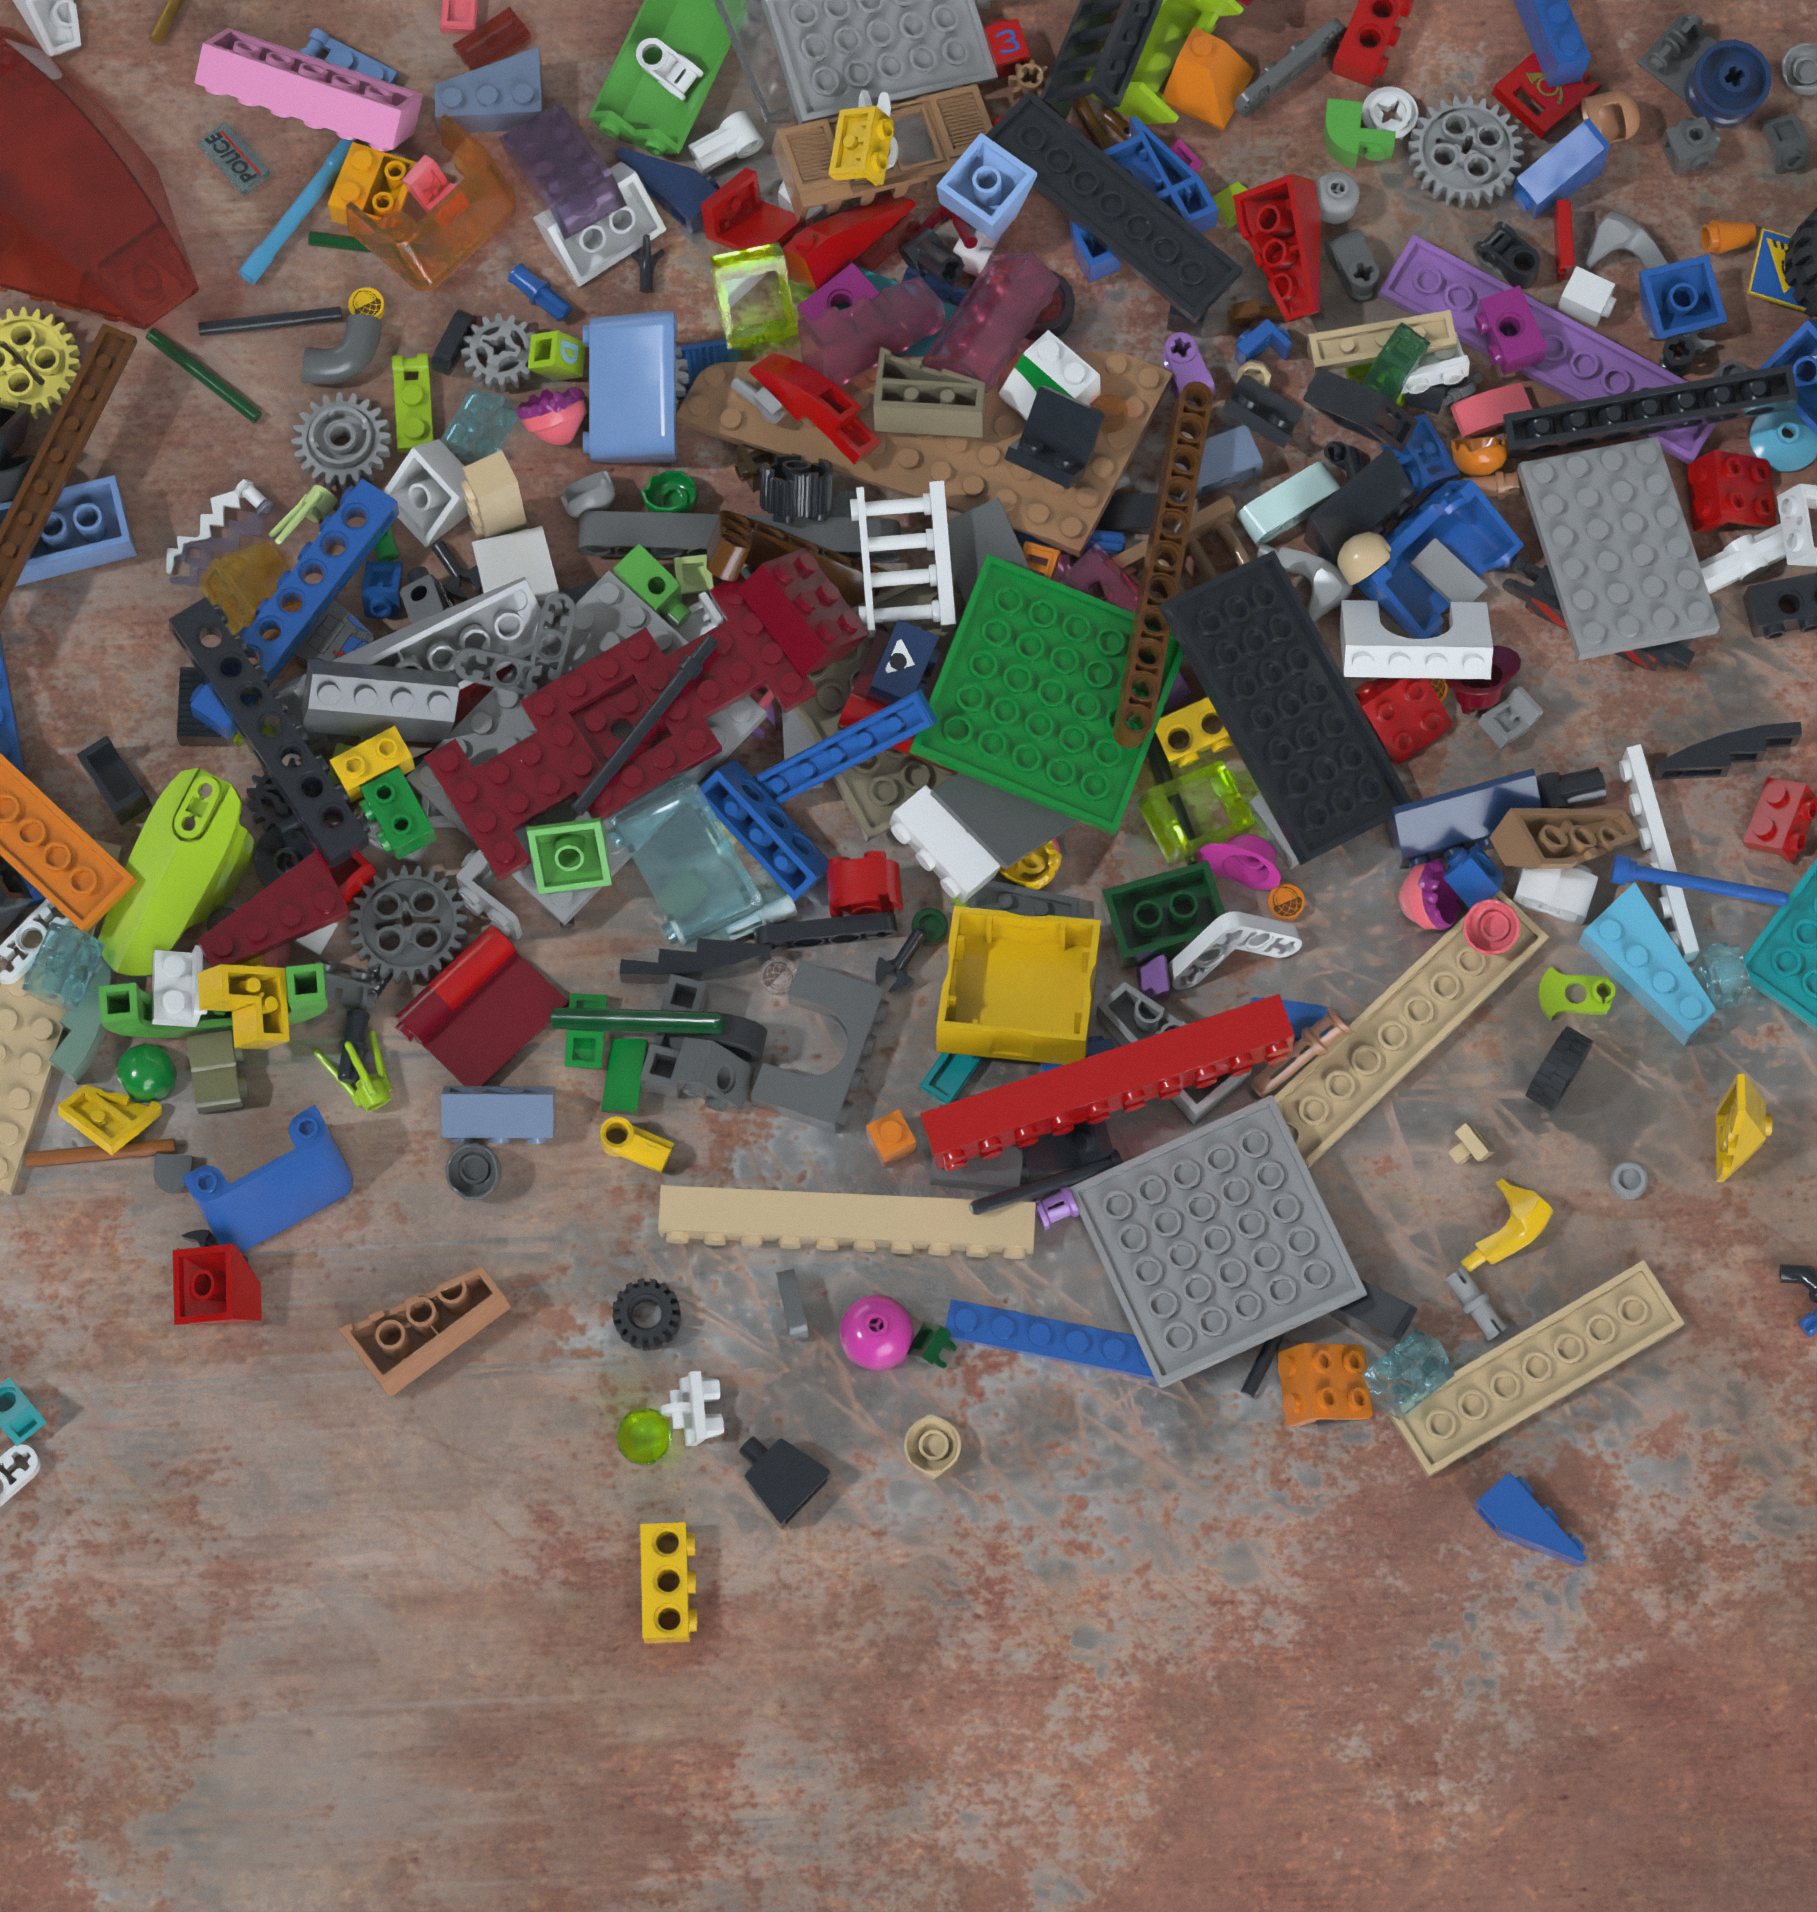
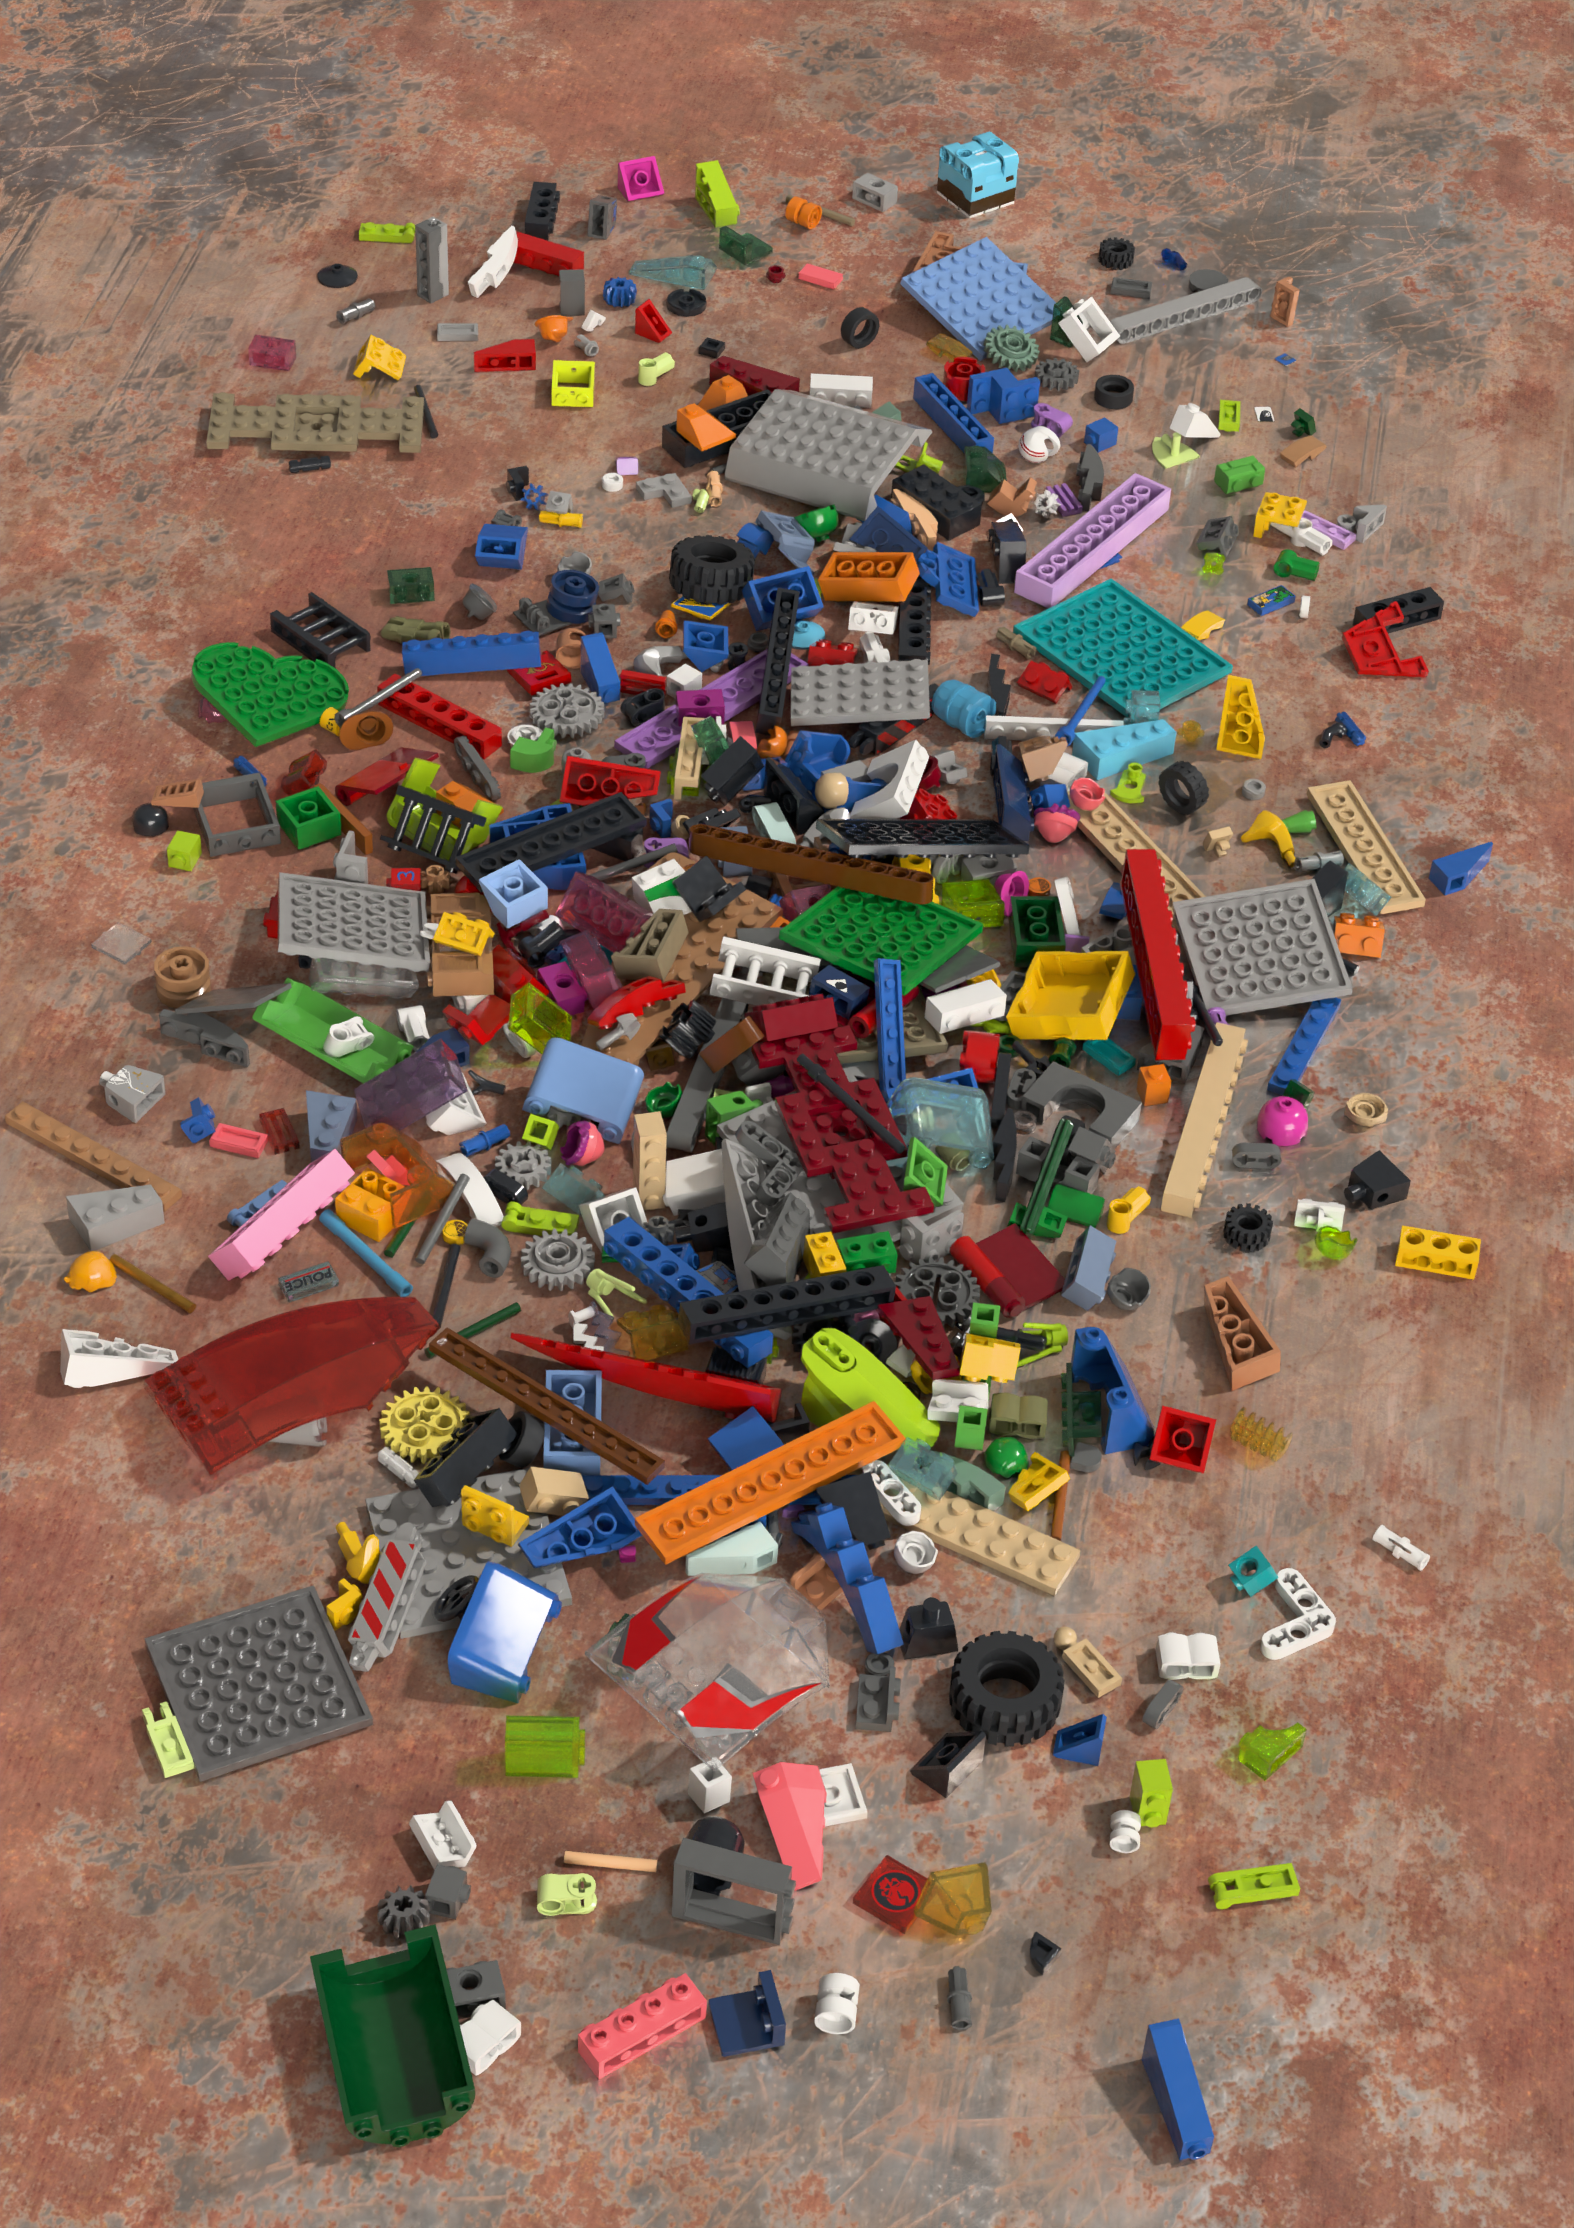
camera: 80 degrees left, 30 degrees down
(60, 751) = (744, 1439): none -> blue slope
(113, 1598) = (1386, 1537): none -> white pin
(136, 655) = (664, 1380): none -> red wedge
(231, 1147) = (1083, 1412): none -> clear green bracket
(254, 1385) = (1258, 1436): none -> clear yellow piece
(378, 282) = (442, 1218): none -> dark grey bar
(416, 539) = (660, 1229): none -> dark grey gear
(446, 295) = (477, 1192): none -> white slope
(846, 950) = (1017, 1087): none -> dark grey beam
(922, 1001) = (1063, 1050): none -> dark green bush
(1138, 328) = (635, 862): none -> dark grey bar
(1559, 1260) = (1301, 822): none -> bright green cone
(1653, 706) = (963, 707): none -> dark azure piece
(1736, 1051) = (1190, 731): none -> clear yellow plate

